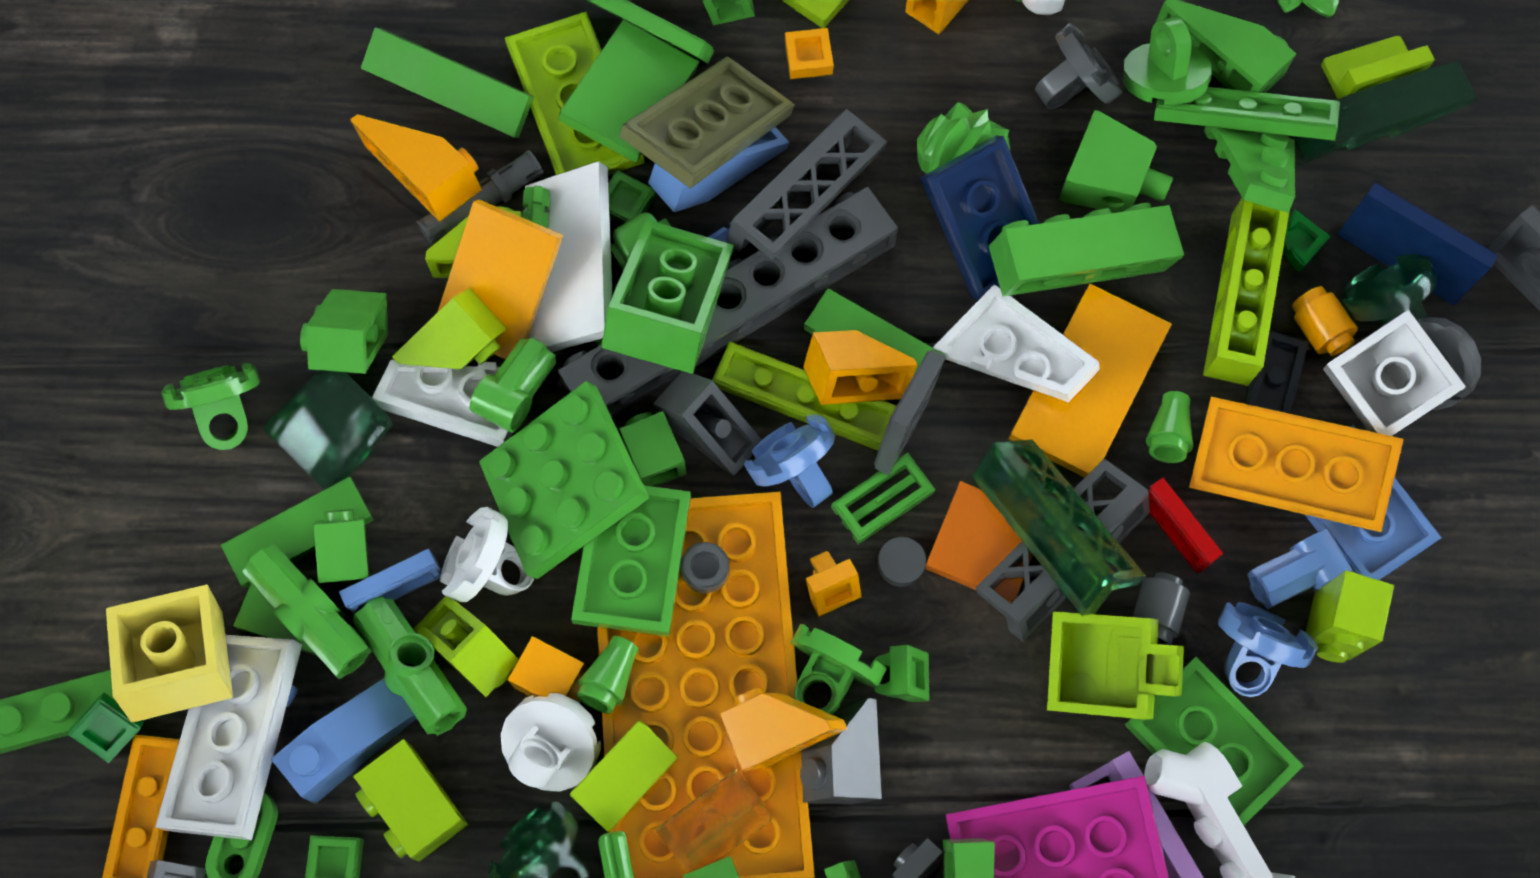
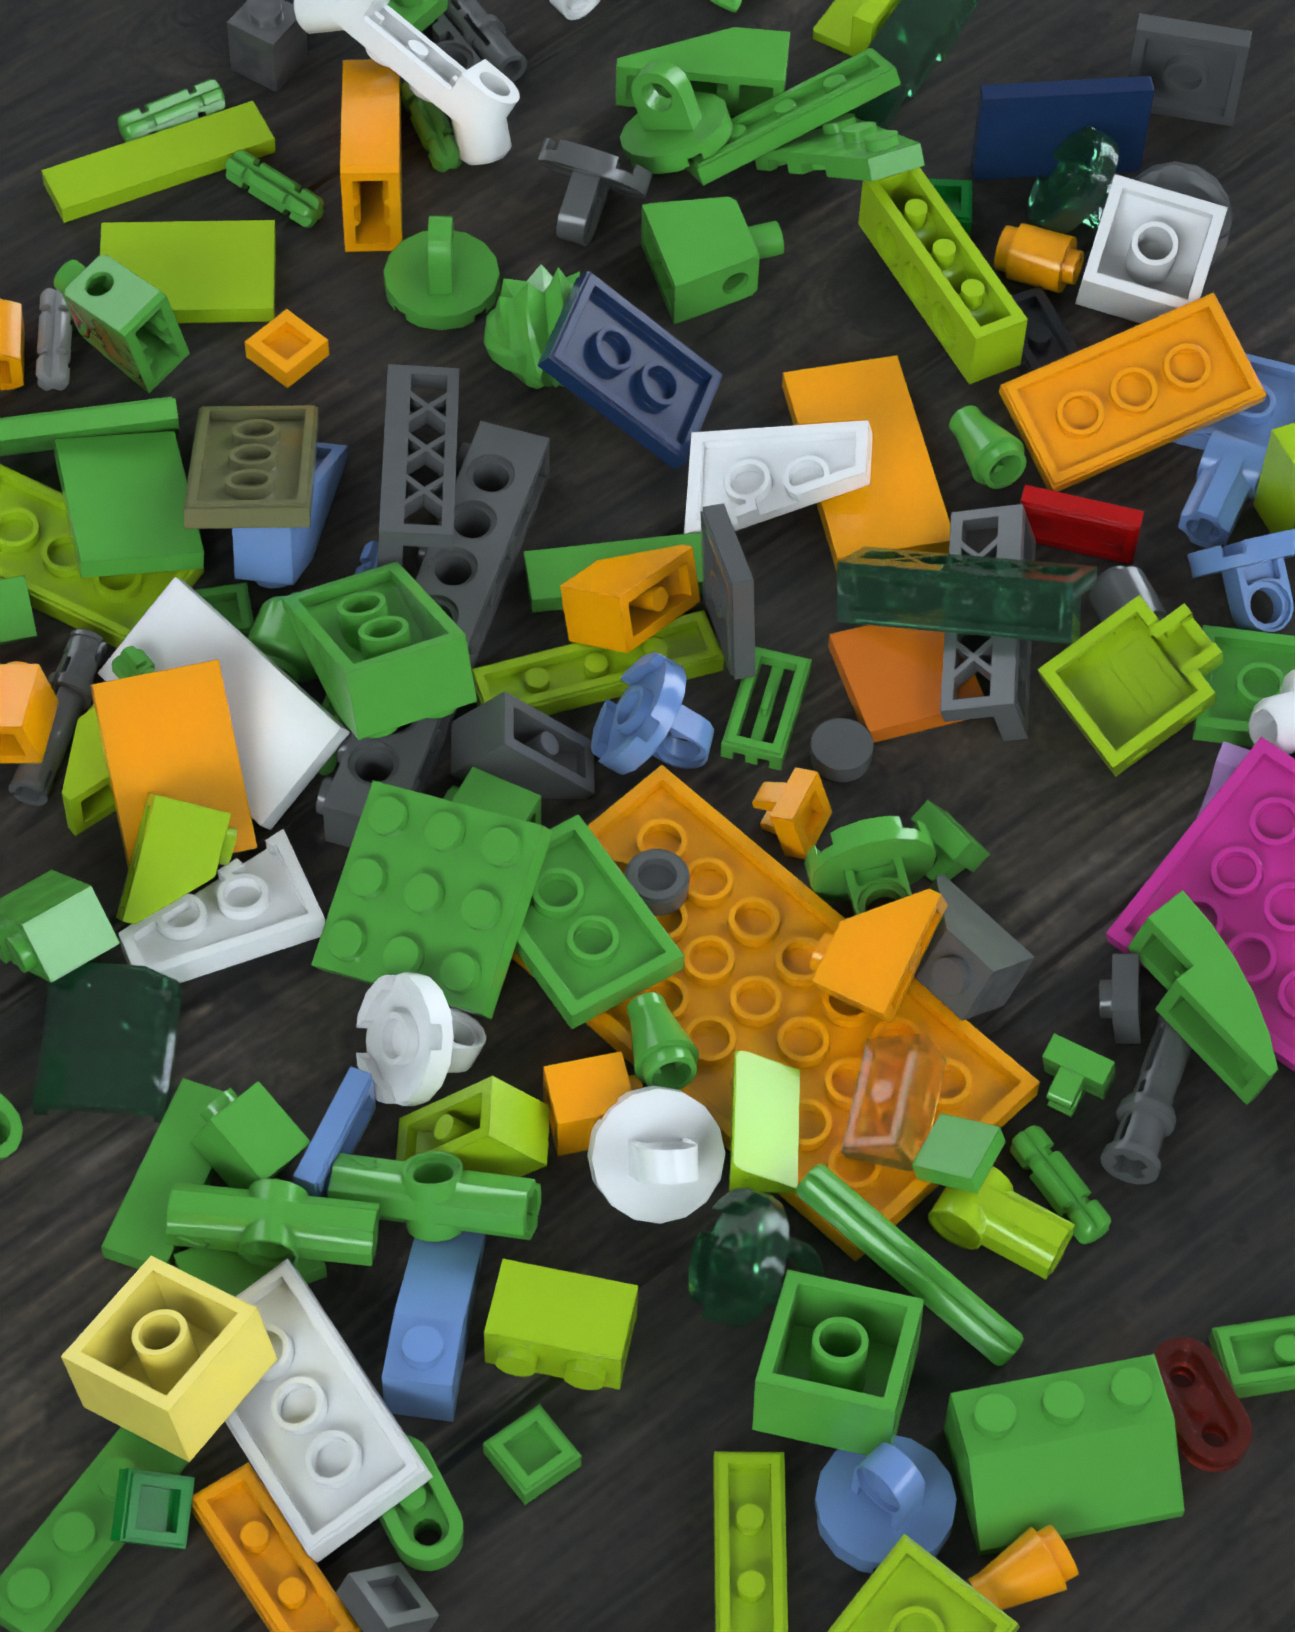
camera: 40 degrees left, 15 degrees down
(509, 393) = (289, 859): bright green piece -> none
(941, 70) = (441, 277): none -> bright green tile
(1085, 249) = (753, 336): bright green brick -> none

